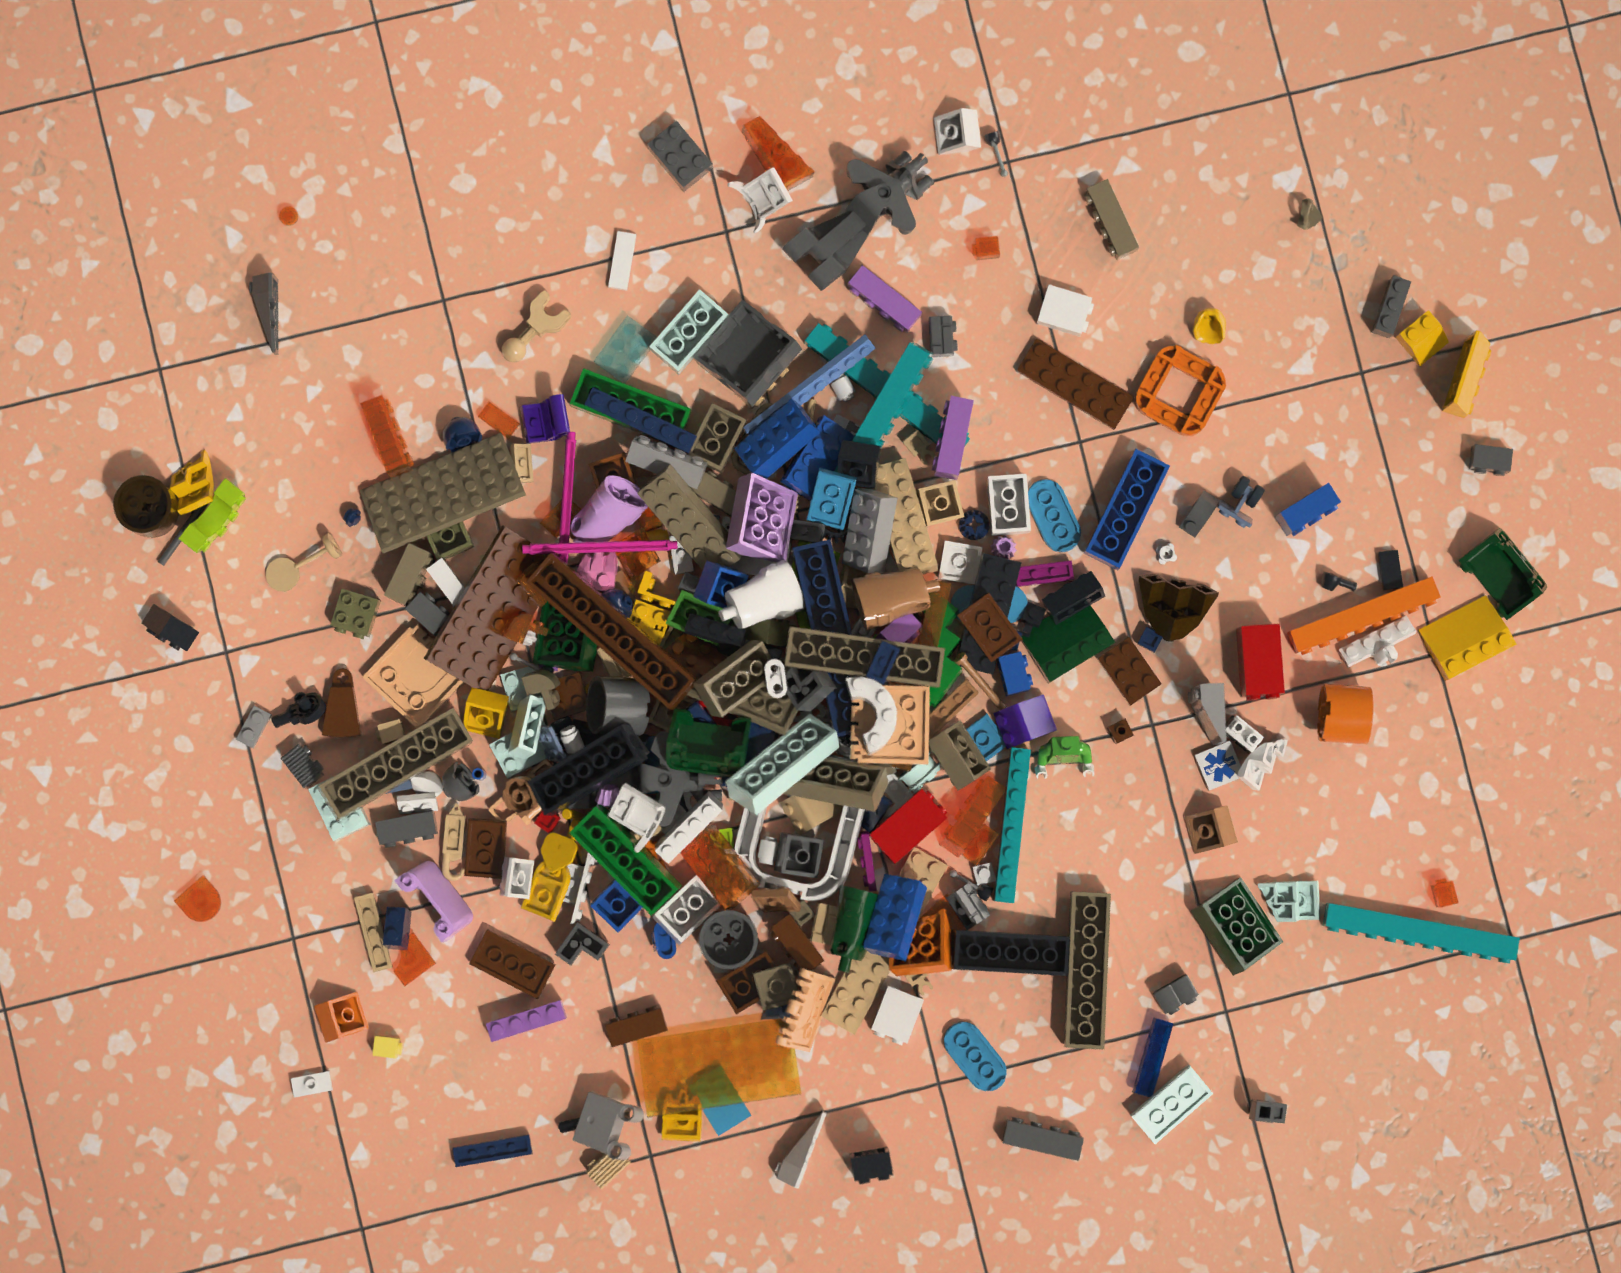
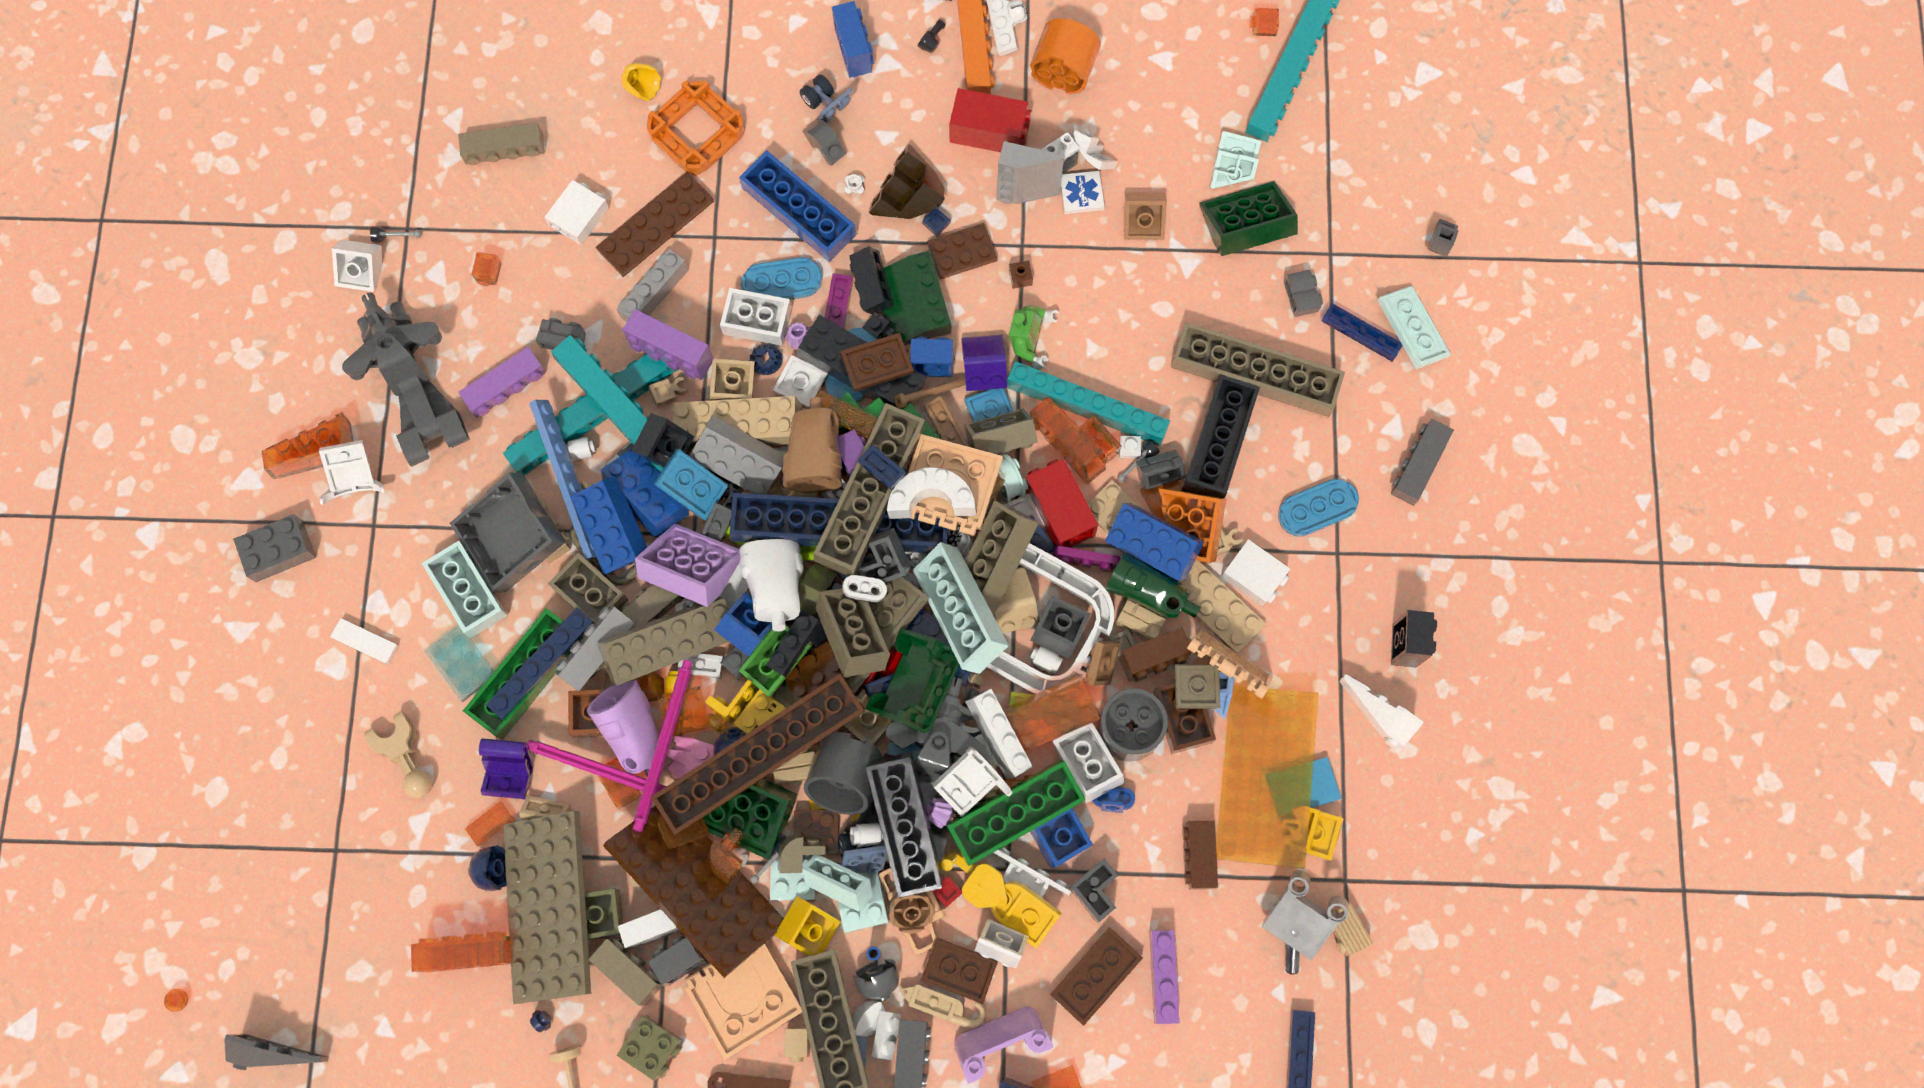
camera: 70 degrees left, 10 degrees down
(1010, 403) = (654, 286): none -> light grey brick

